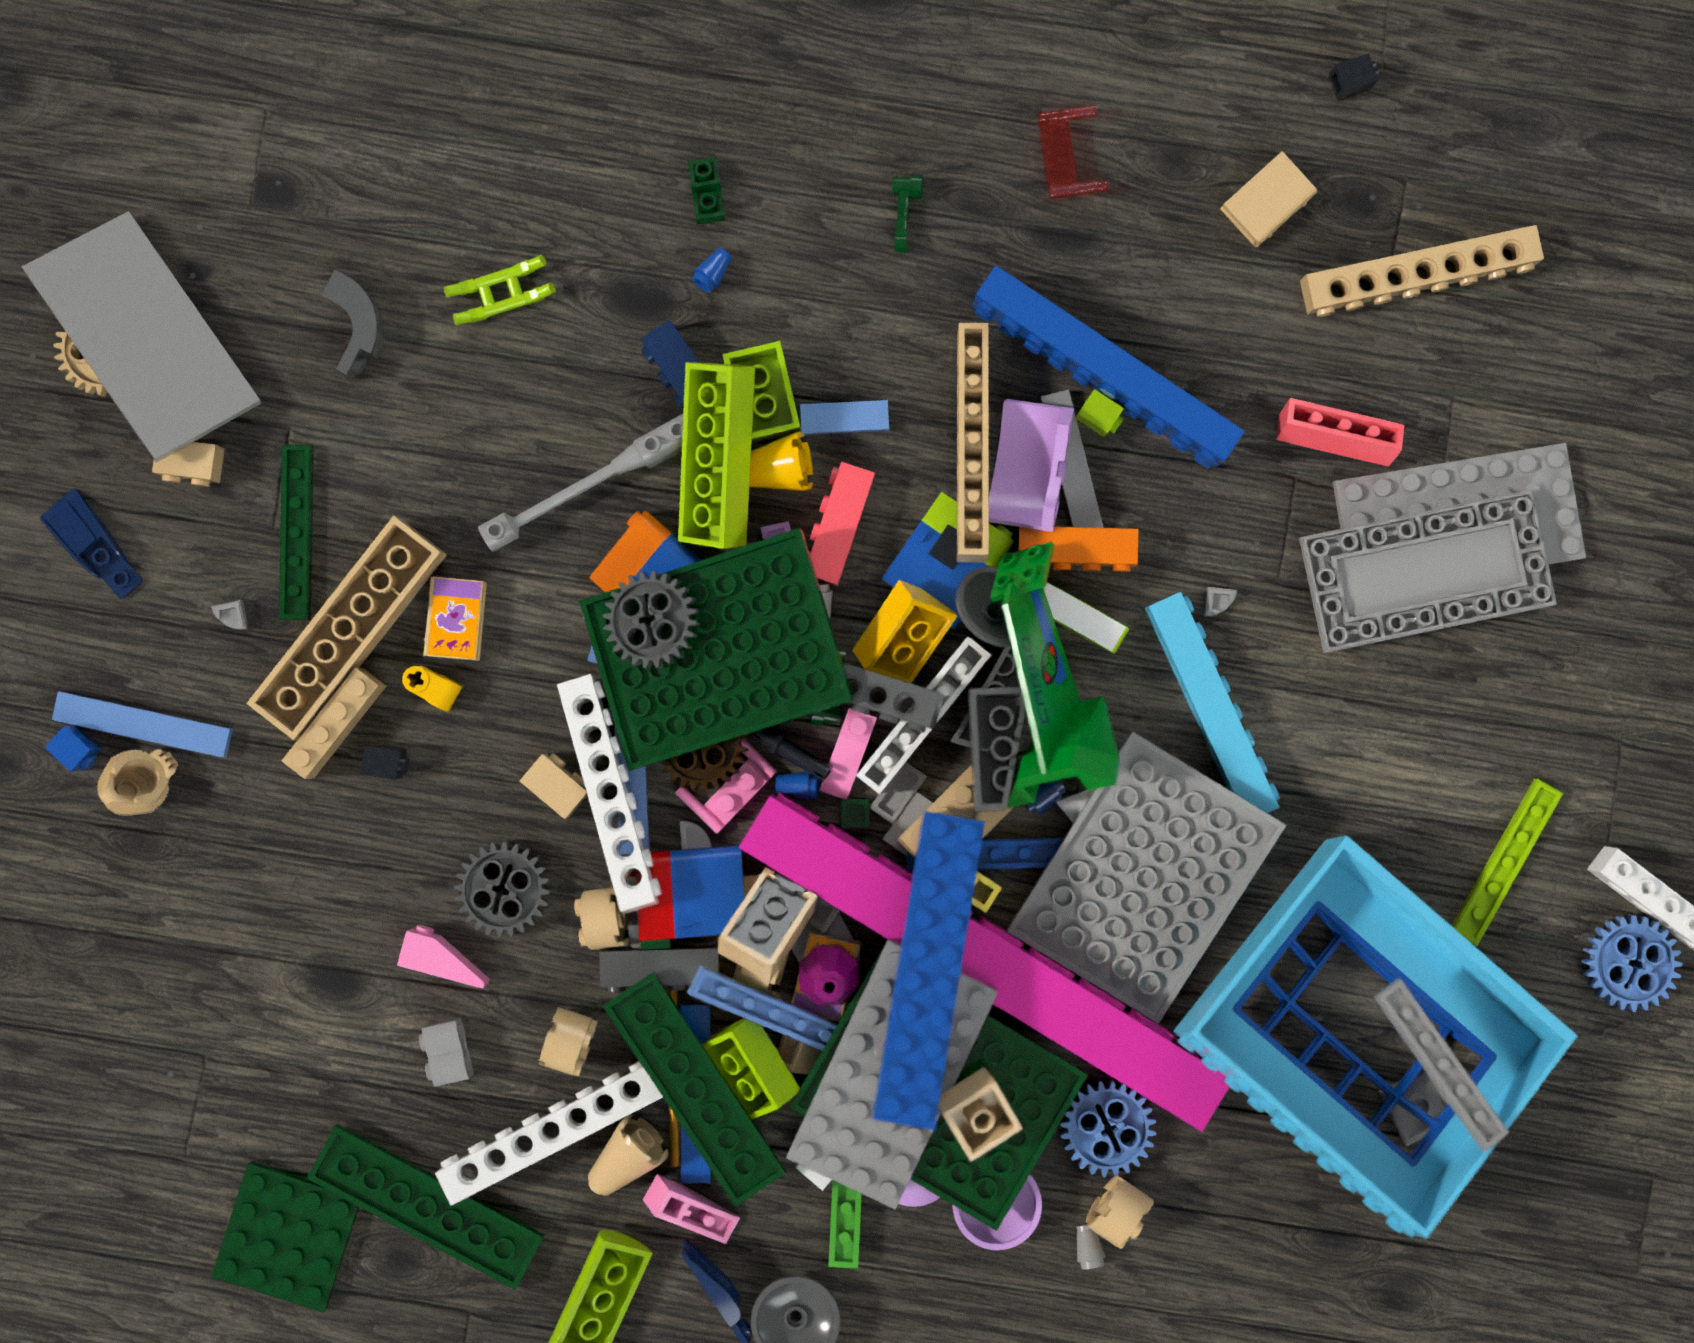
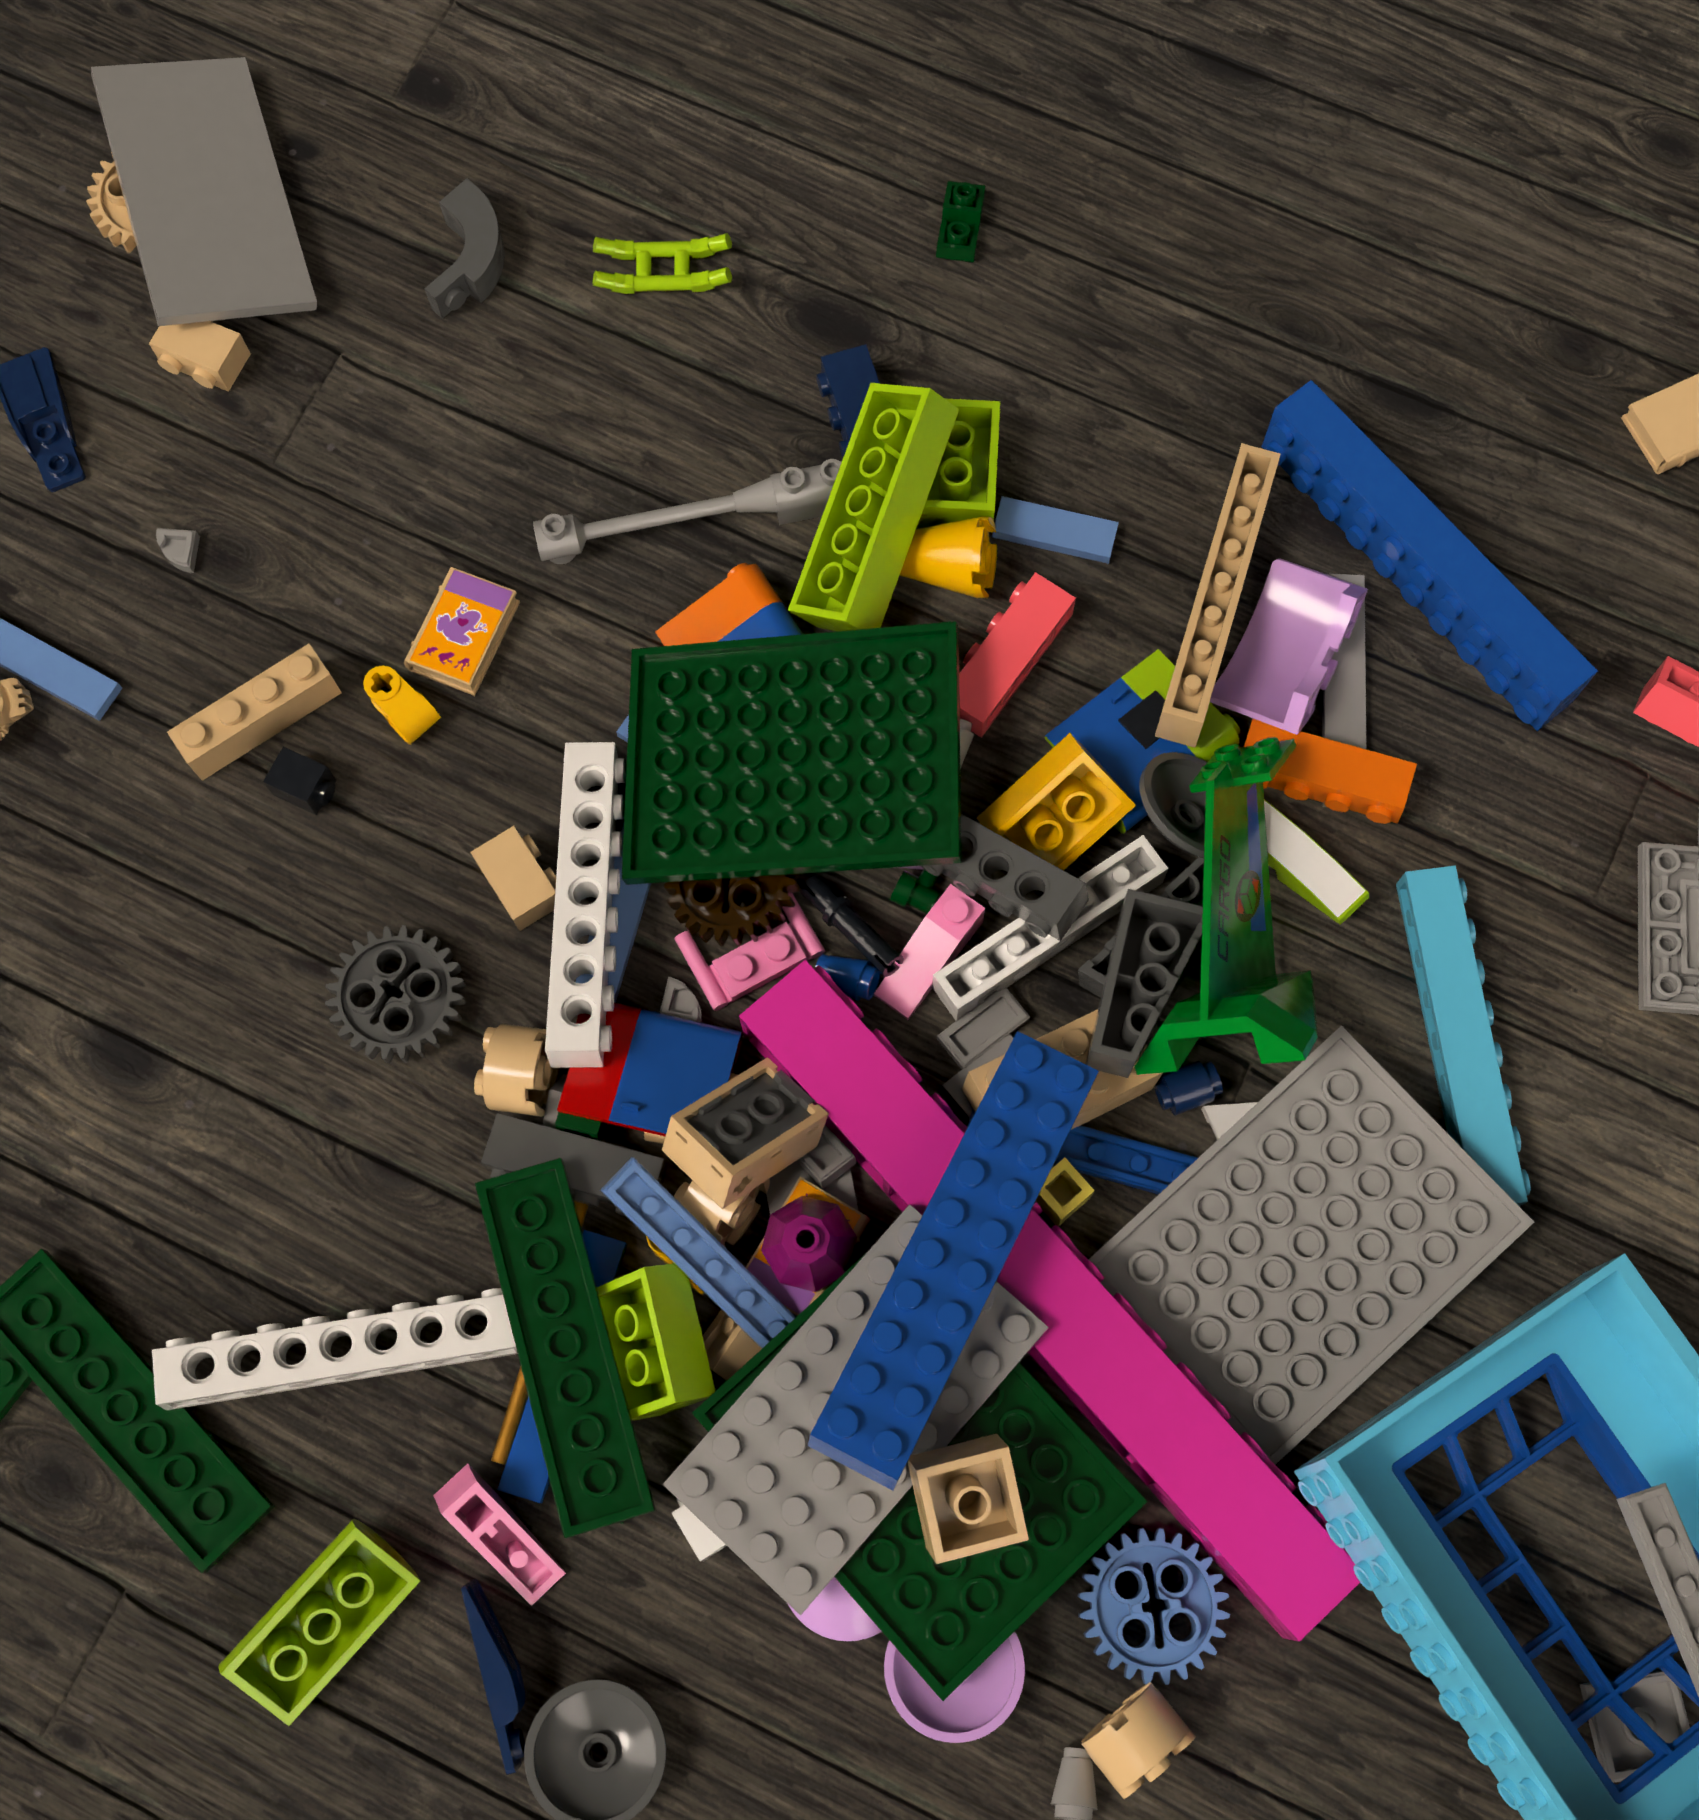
camera: 20 degrees right, 15 degrees down
(296, 532) = (299, 474): dark green tile -> none
(347, 627) = (321, 592): tan brick -> none
(436, 956) = (269, 1054): bright pink slope -> none
(446, 1052) = (235, 1194): light grey brick -> none
(568, 1042) = (407, 1226): tan brick -> none
(626, 625) = (755, 686): dark grey gear -> none
(627, 1156) = (432, 1421): tan cone -> none
(710, 272) = (937, 310): blue cone -> none
(844, 1227) = (717, 1628): bright green plate -> none
(855, 813) = (915, 1038): dark green tile -> none
(905, 189) = (1215, 284): dark green brick -> none
(1059, 155) = (1425, 295): clear red plate -> none
(1100, 414) = (1399, 614): lime brick -> none
(1218, 600) = (1502, 901): light grey tile -> none

